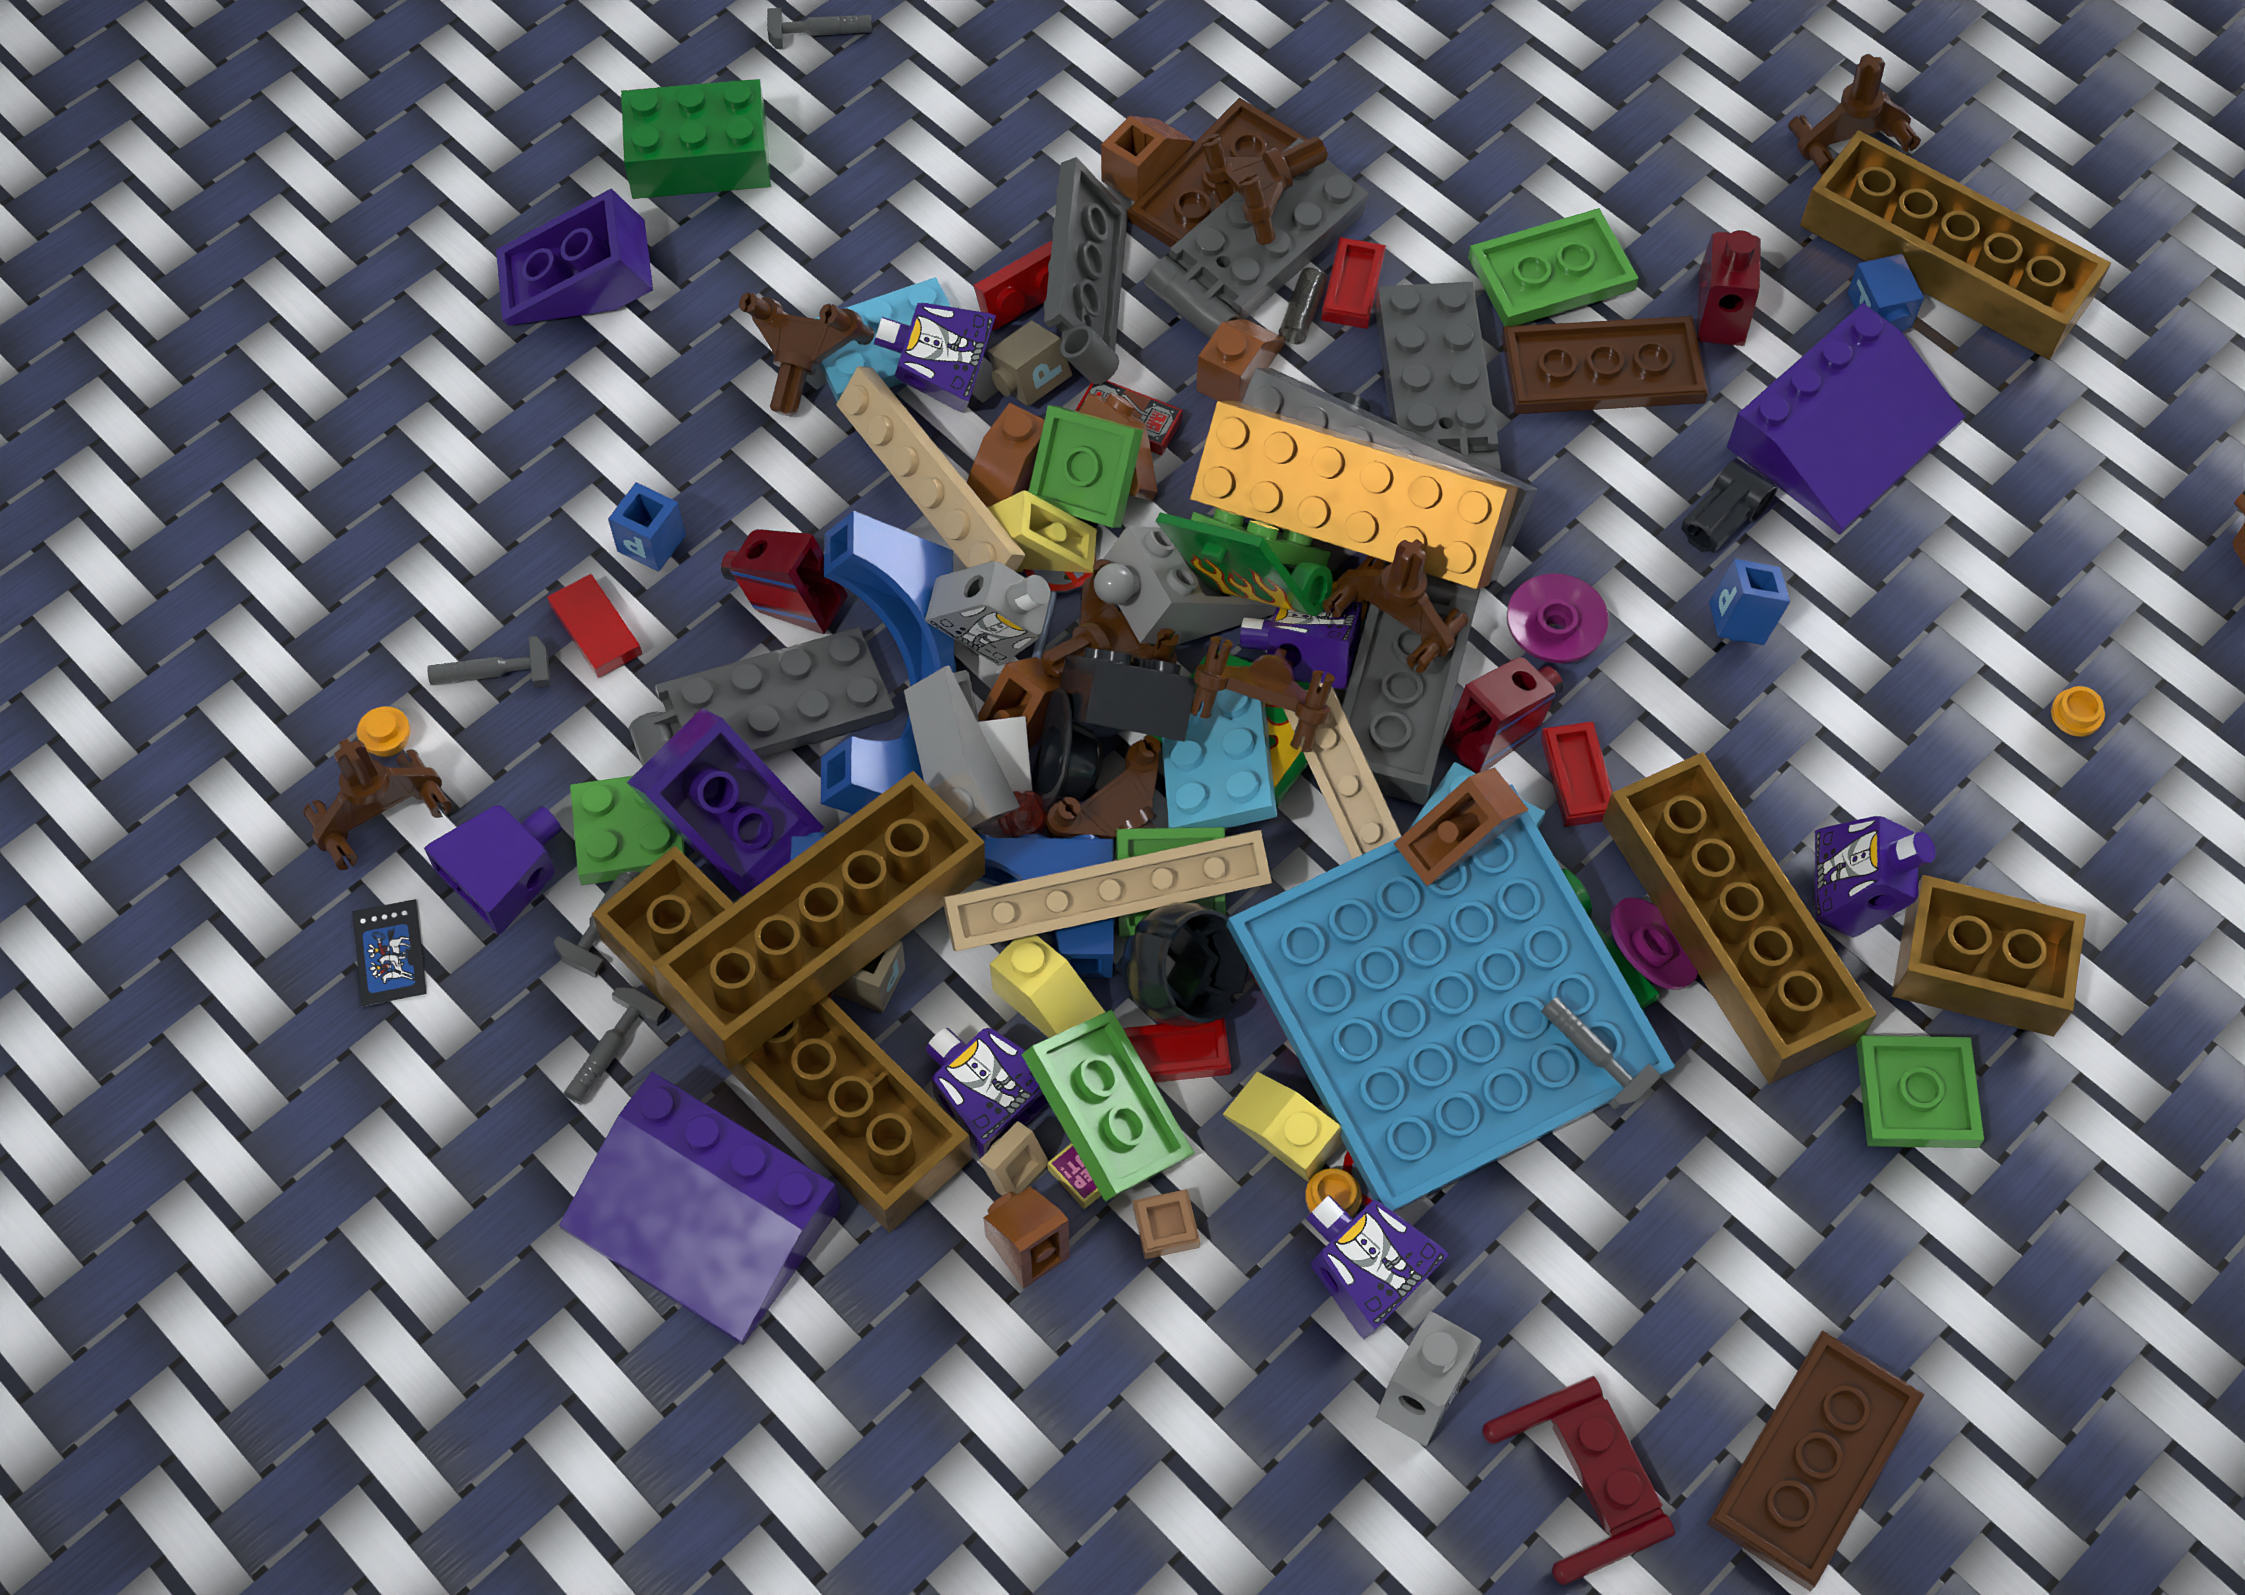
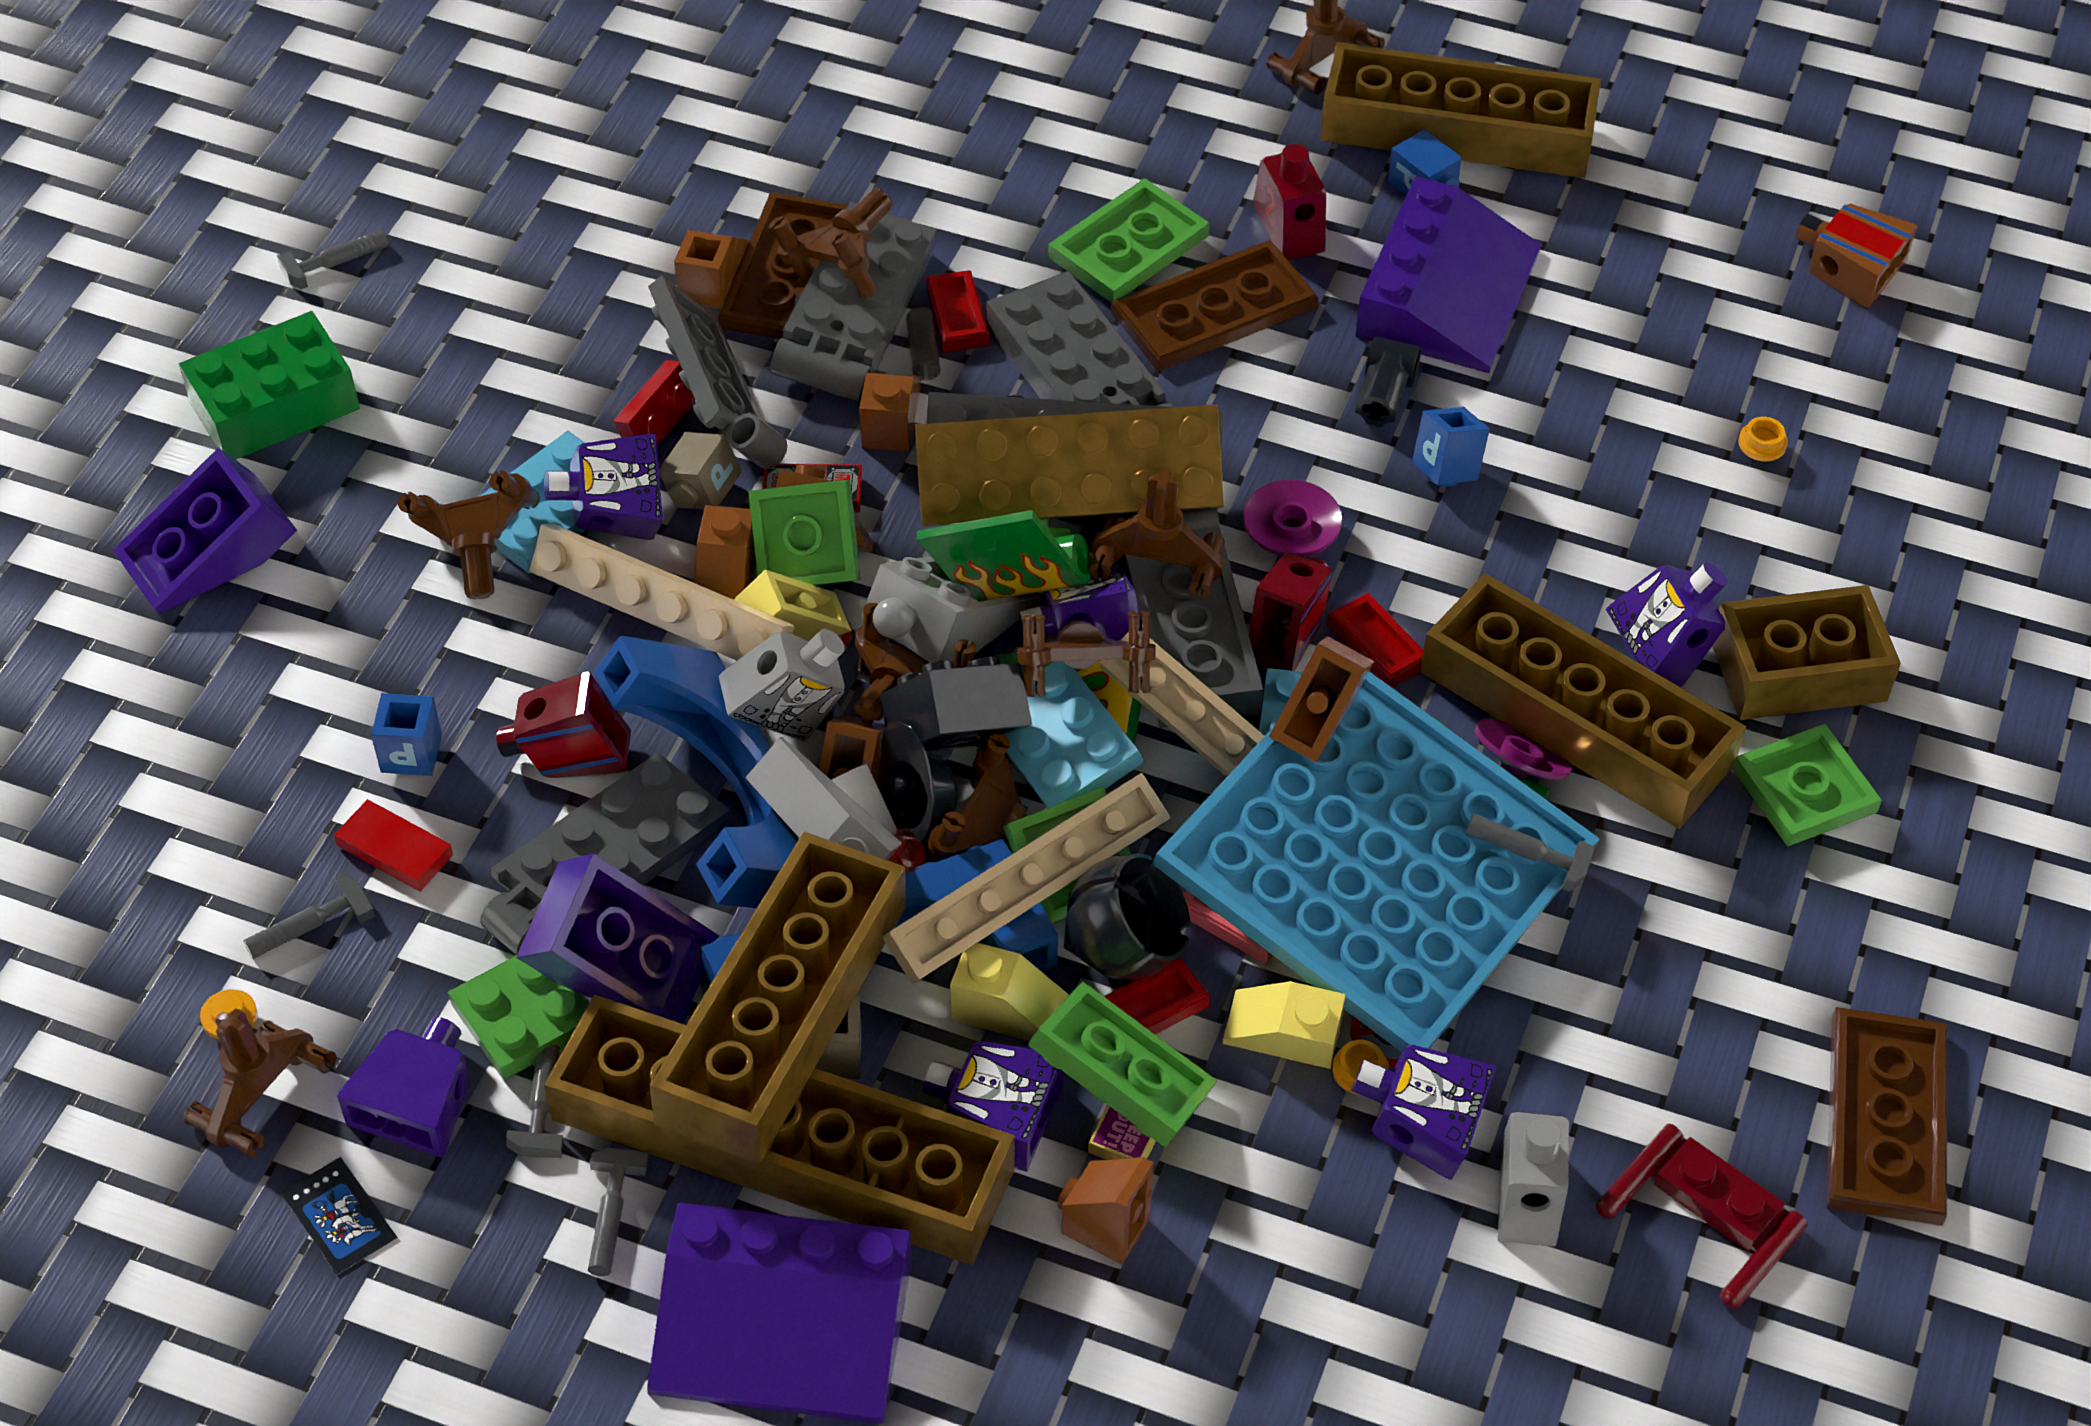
camera: 25 degrees left, 10 degrees down
(1014, 1160) = (1058, 1150): tan plate -> none
(1166, 1224) = (1223, 1153): medium nougat tile -> none

